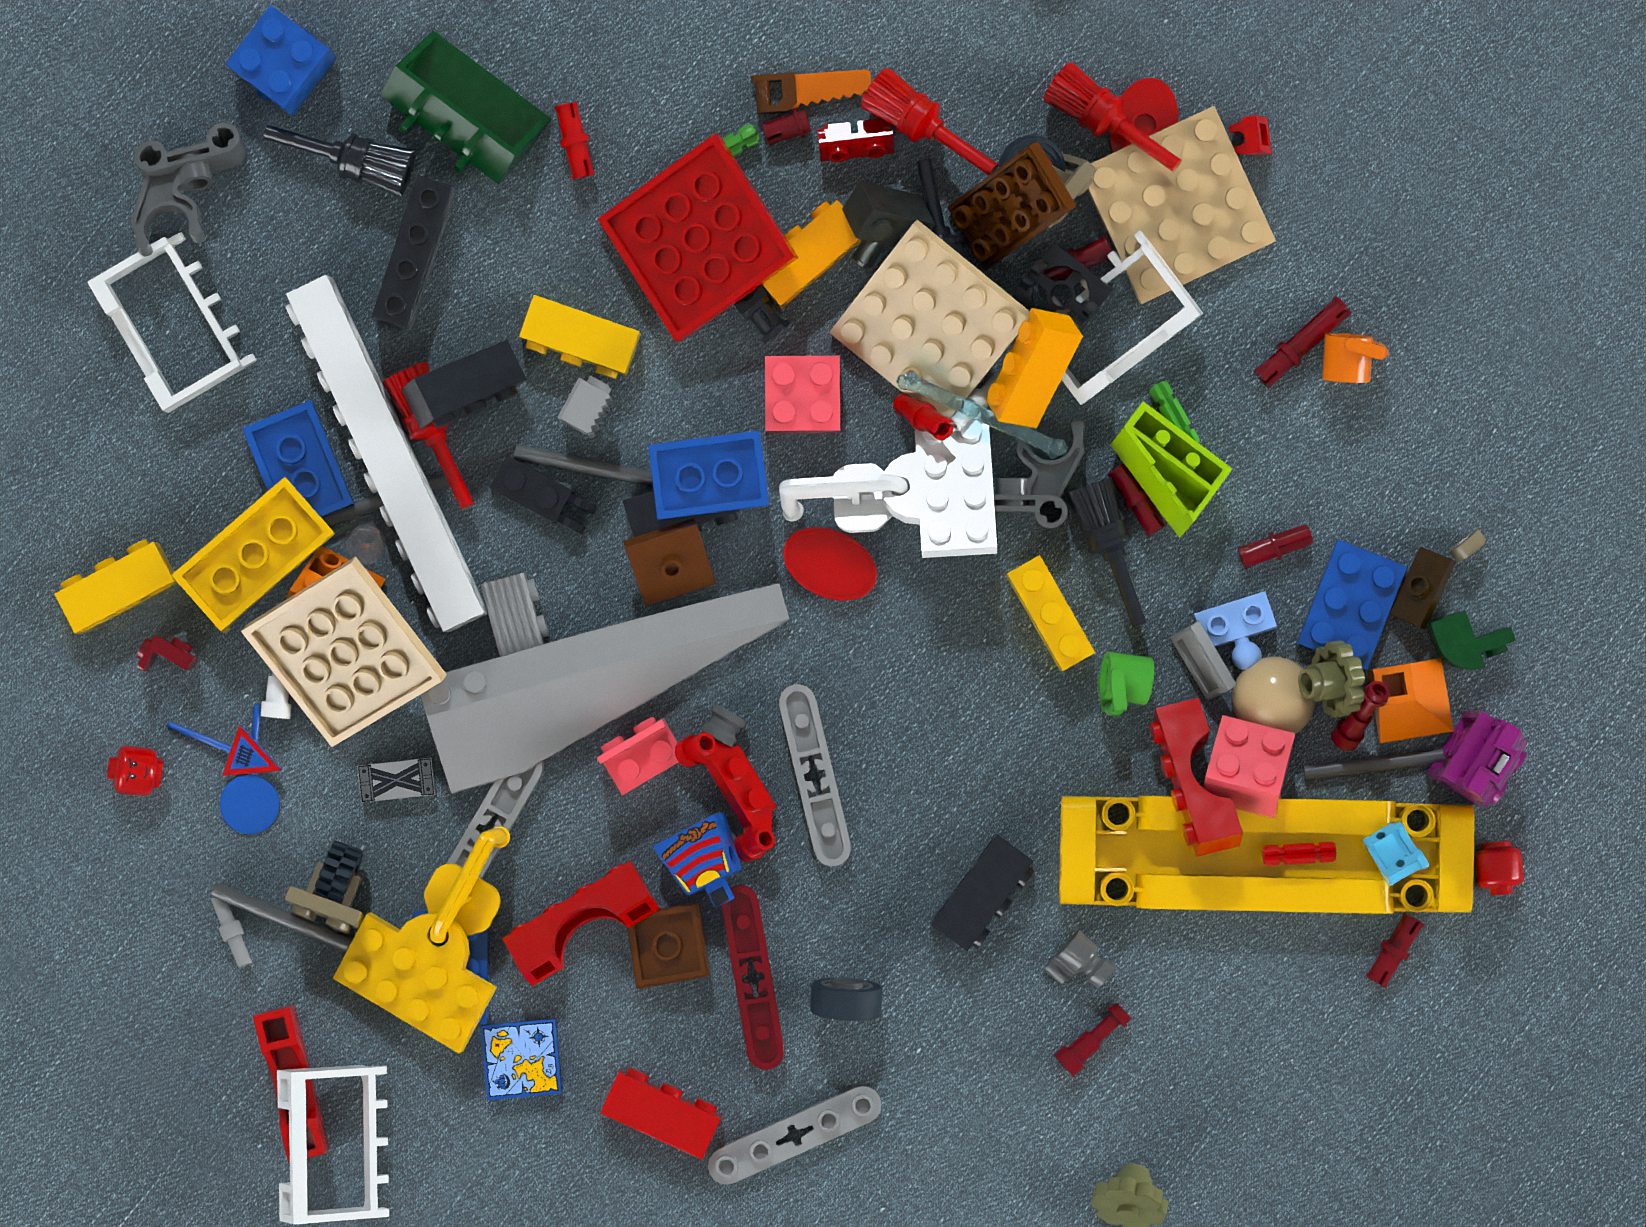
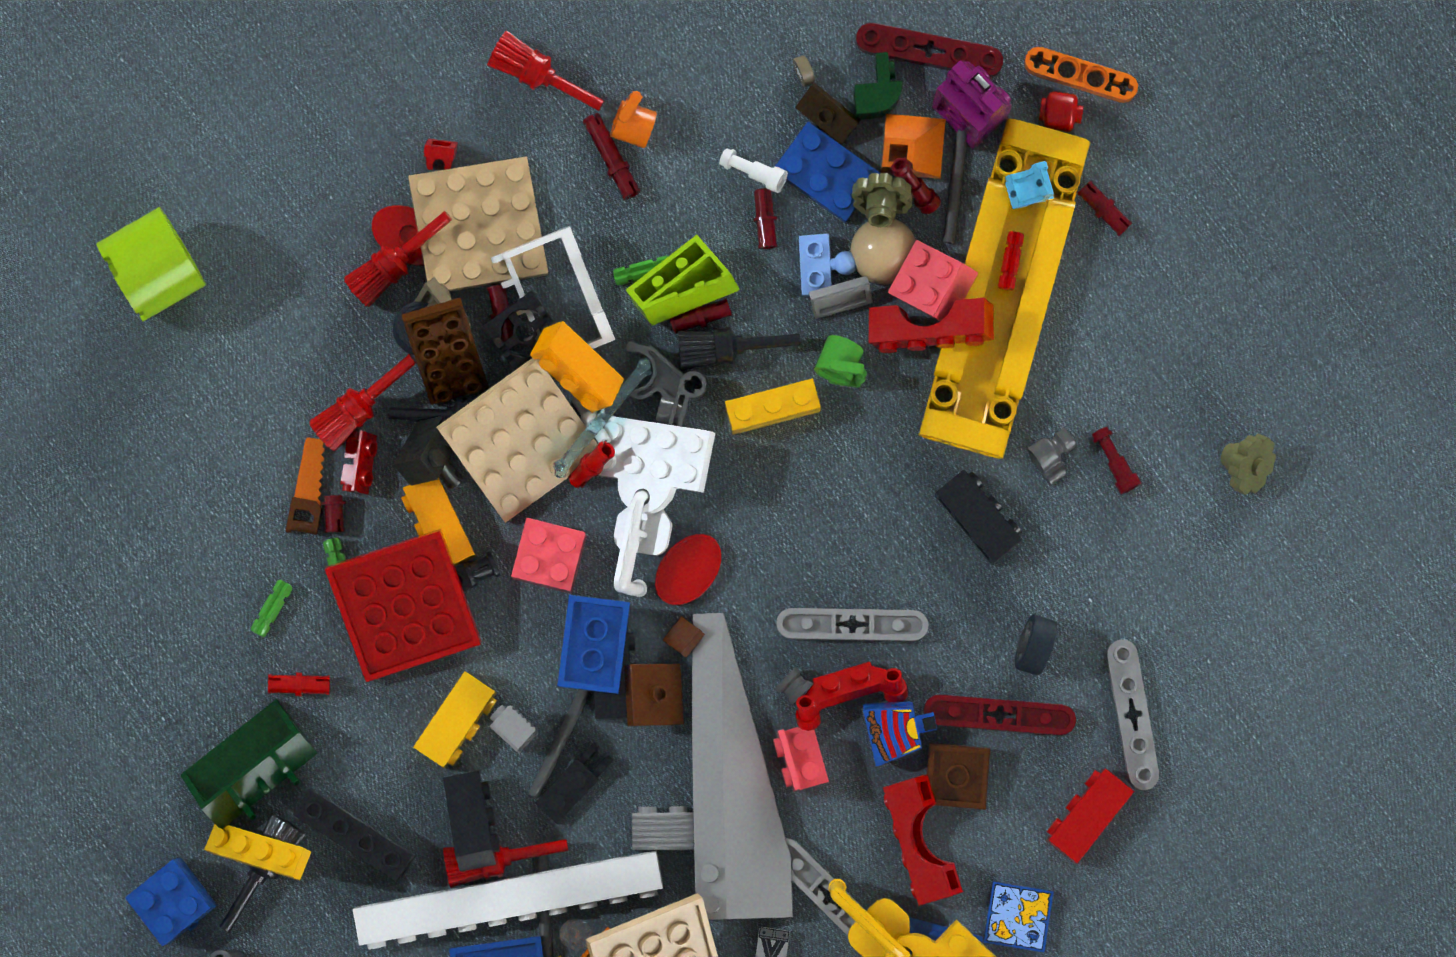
camera: 75 degrees left, 5 degrees down
(363, 146) = (258, 851): none -> yellow plate
(656, 84) = (271, 608): none -> bright green axle
(748, 579) = (683, 637): none -> reddish brown tile
(1326, 541) = (773, 178): none -> white piece
(1384, 222) = (534, 69): none -> red piece
(1533, 652) = (900, 44): none -> dark red piece
(1544, 880) = (1079, 79): none -> orange beam

